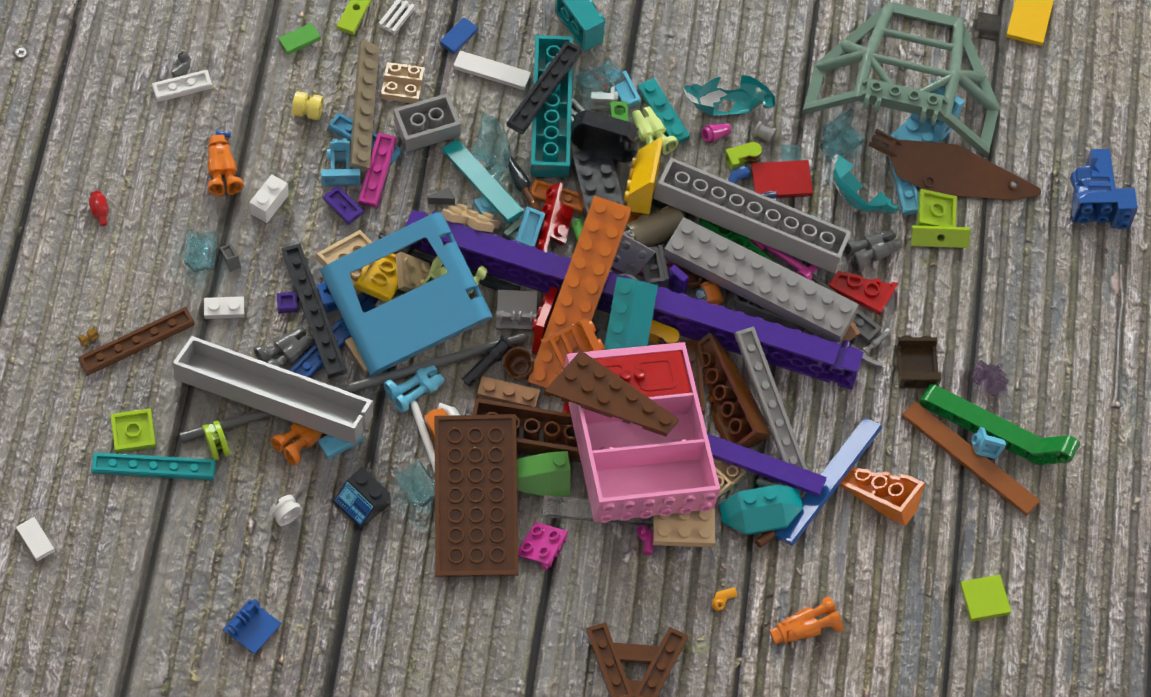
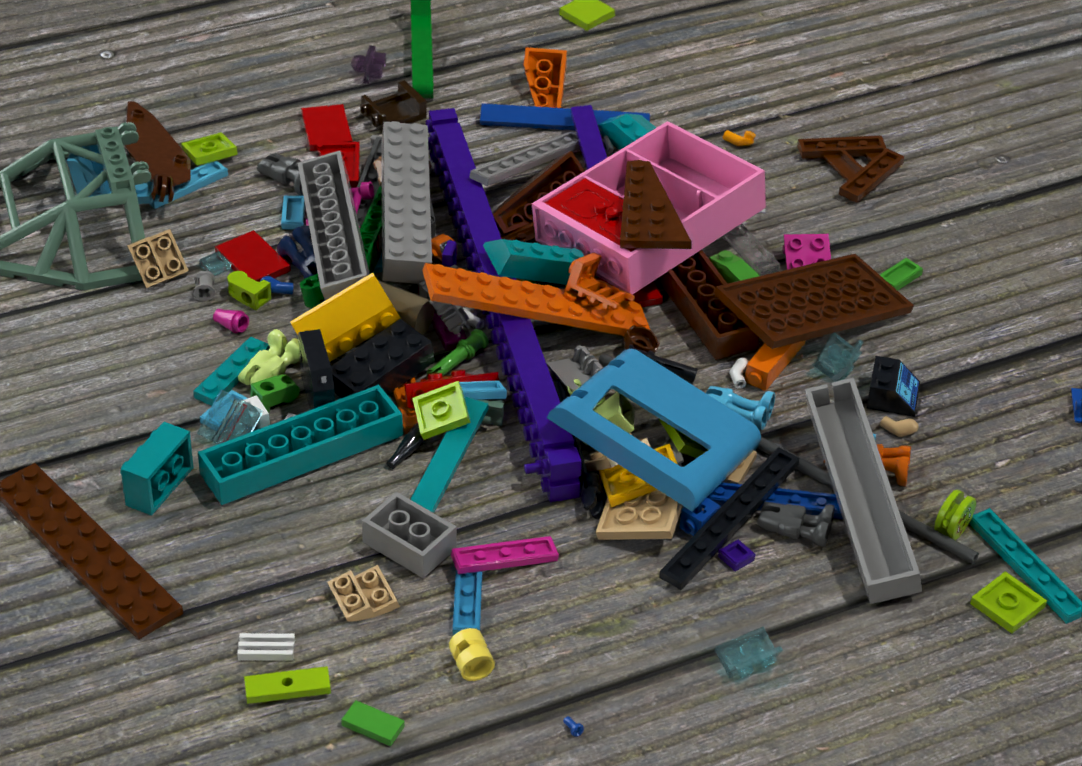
camera: 120 degrees left, 20 degrees down
(92, 335) = (942, 699): pearl gold piece -> none
(136, 341) = (908, 658): reddish brown tile -> none
(220, 164) = (621, 695): orange piece -> none
(224, 307) = (794, 603): white plate -> none
(230, 257) = (727, 630): dark grey piece -> none
(269, 198) = (628, 626): white brick -> none
(285, 510) = (967, 430): white wheel -> none
(324, 477) = (899, 428): none -> tan arm
(340, 153) = (536, 582): medium azure tile -> none
(343, 205) = (575, 563): dark purple plate -> none
(364, 106) = (422, 605): dark tan plate -> none
(423, 432) = (814, 347): white bar -> none
(441, 197) = (490, 489): dark grey piece -> none
(458, 35) = (254, 577): blue tile -> none
(480, 222) = (511, 434): tan plate -> none
(481, 599) = (902, 273): none -> bright green tile
(483, 206) = (474, 454): medium azure plate -> none
(492, 70) = (283, 527): white tile -> none
(492, 143) = (407, 449): clear light blue piece -> none
(508, 392) = (674, 342): medium nougat plate -> none
(520, 189) = (441, 410): none -> lime tile
(544, 87) = (291, 441): black tile -> none
(544, 314) = (585, 333): red wing -> none
(746, 98) = (167, 307): teal animal -> none
(805, 625) = (712, 83): orange piece -> none
(806, 110) = (158, 258): none -> tan slope
(840, 136) = (158, 220): clear light blue bracket -> none
(848, 185) = (233, 200): teal animal -> none
(923, 307) = (325, 125): none -> red tile
(952, 236) = (238, 137): lime tile -> none
(966, 456) = (461, 58): dark orange tile -> none
(987, 445) = (444, 44): medium azure bracket -> none
(1096, 195) = (109, 54): blue brick -> none

